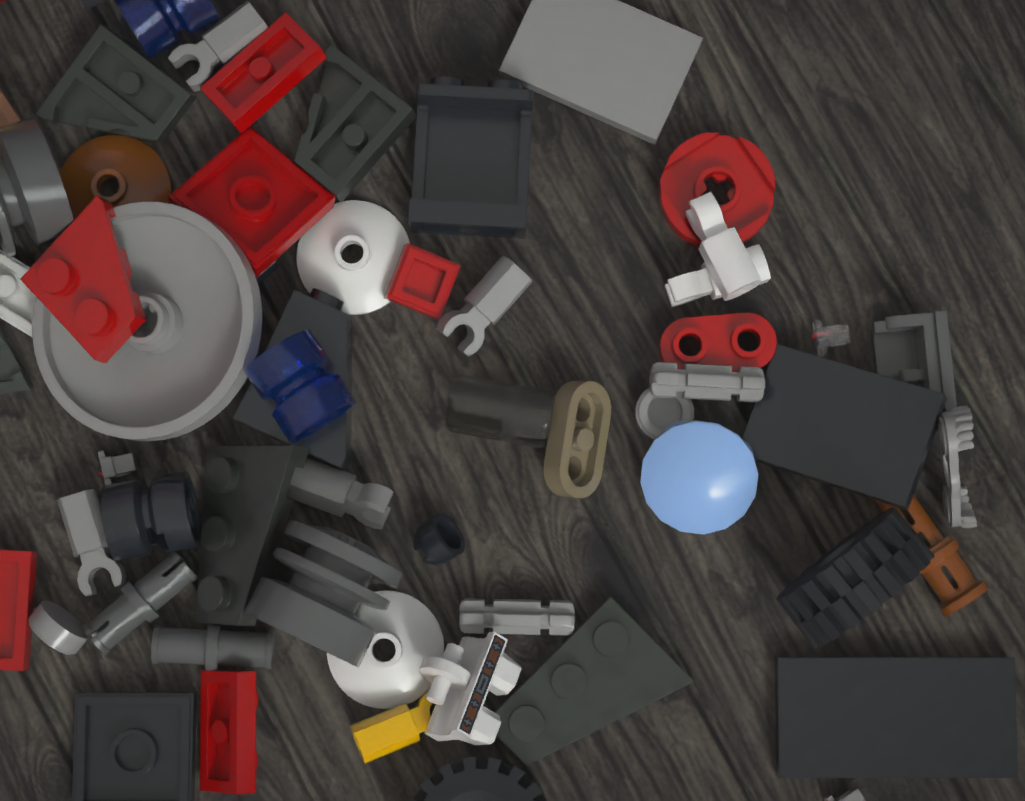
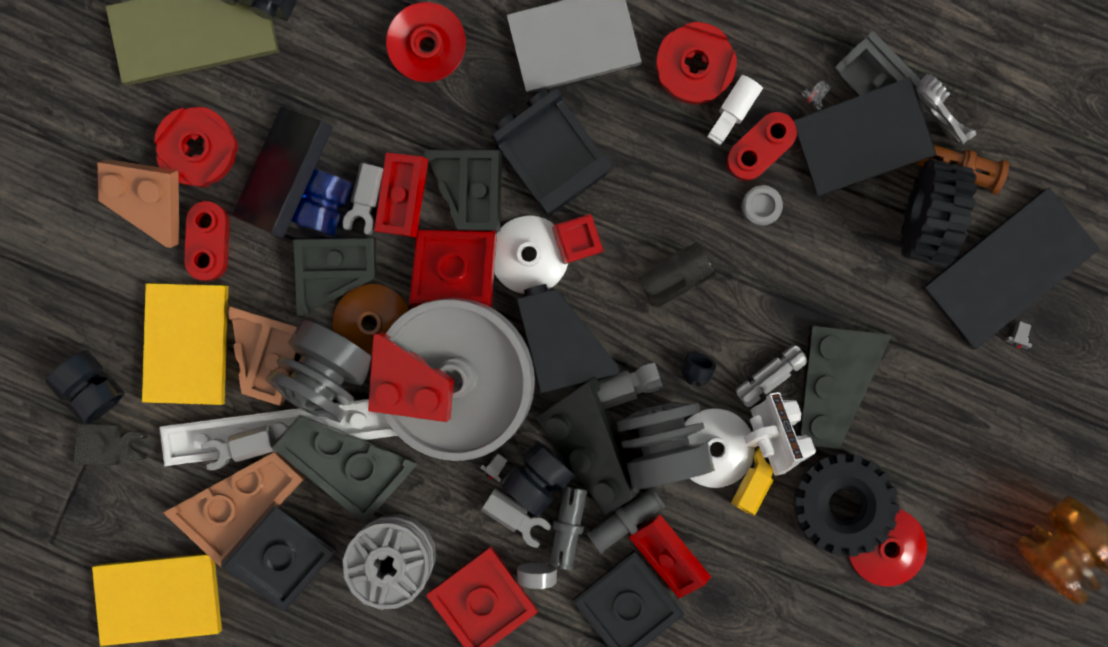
camera: 40 degrees left, 5 degrees up
(297, 382) = (567, 348): clear blue wheel -> none
(486, 303) = (621, 224): light grey bar -> none
(577, 439) = (729, 256): dark tan plate -> none
(699, 477) = (809, 225): light blue dish -> none
(706, 382) = (773, 171): light grey axle -> none
(722, 249) = (727, 93): white bar -> none

